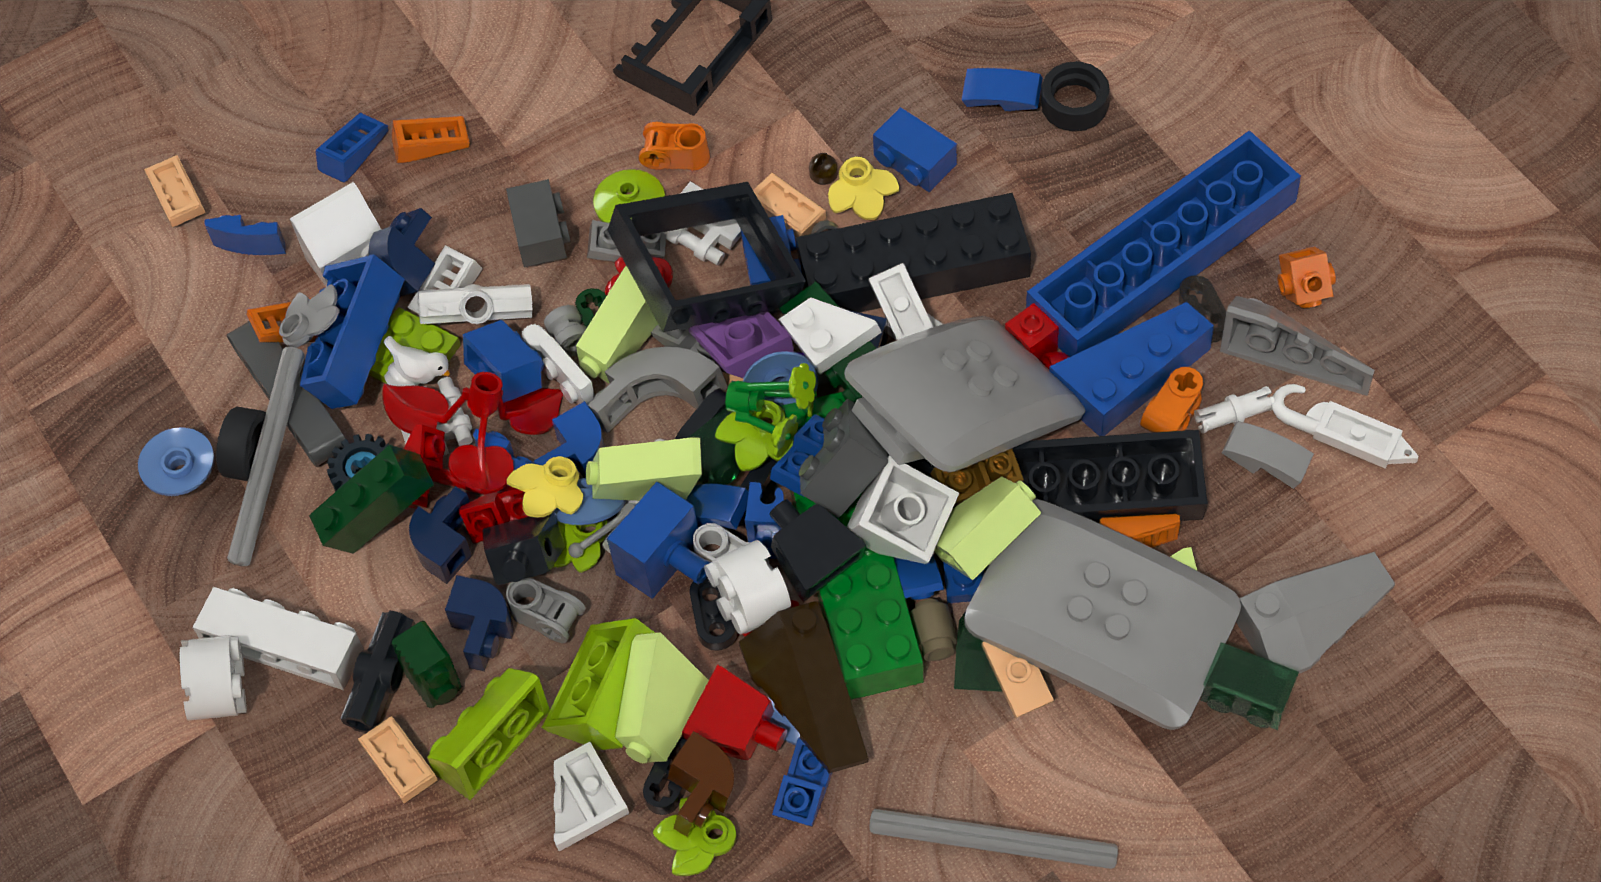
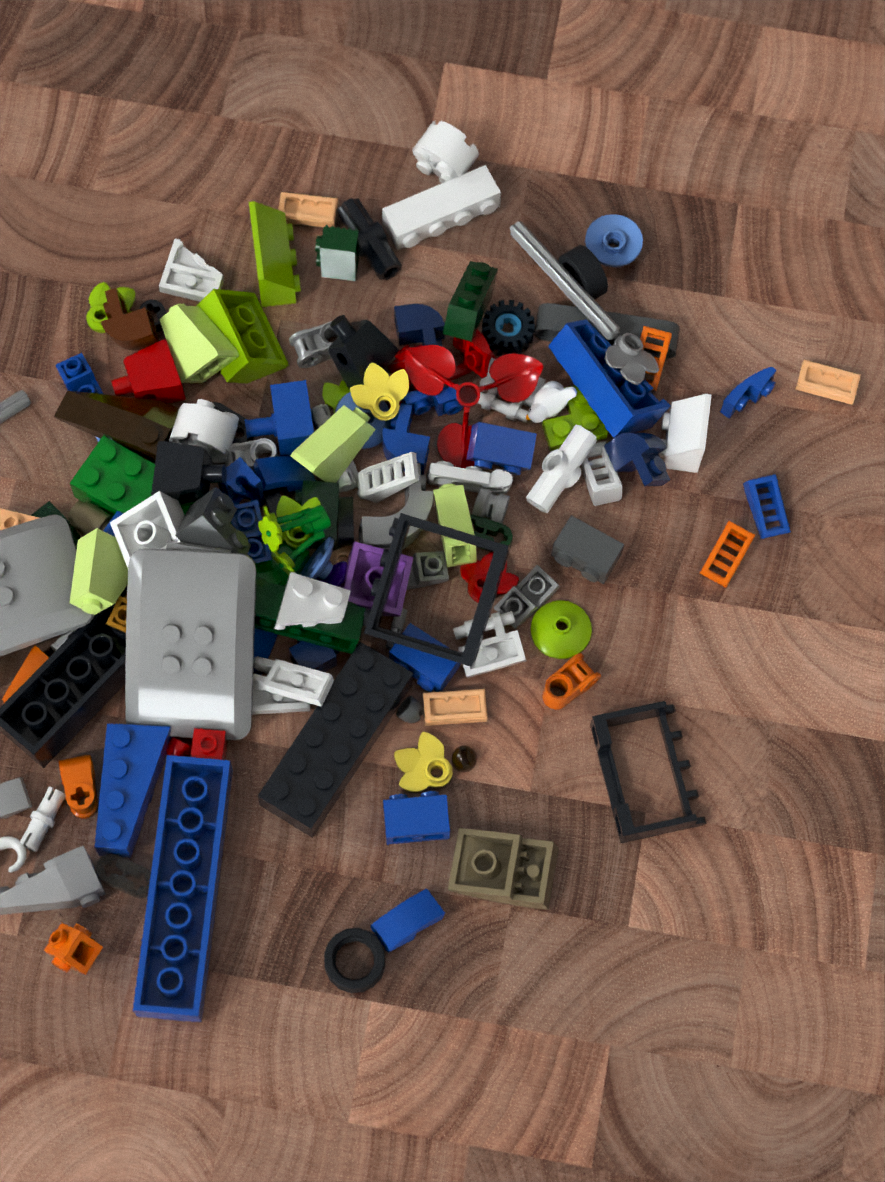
camera: 125 degrees right, 10 degrees up
(483, 612) = (354, 307): dark blue brick -> none
(576, 549) = (337, 388): light grey hinge -> none
(646, 421) = (371, 479): none -> white slope
(884, 62) = (503, 868): none -> dark tan slope

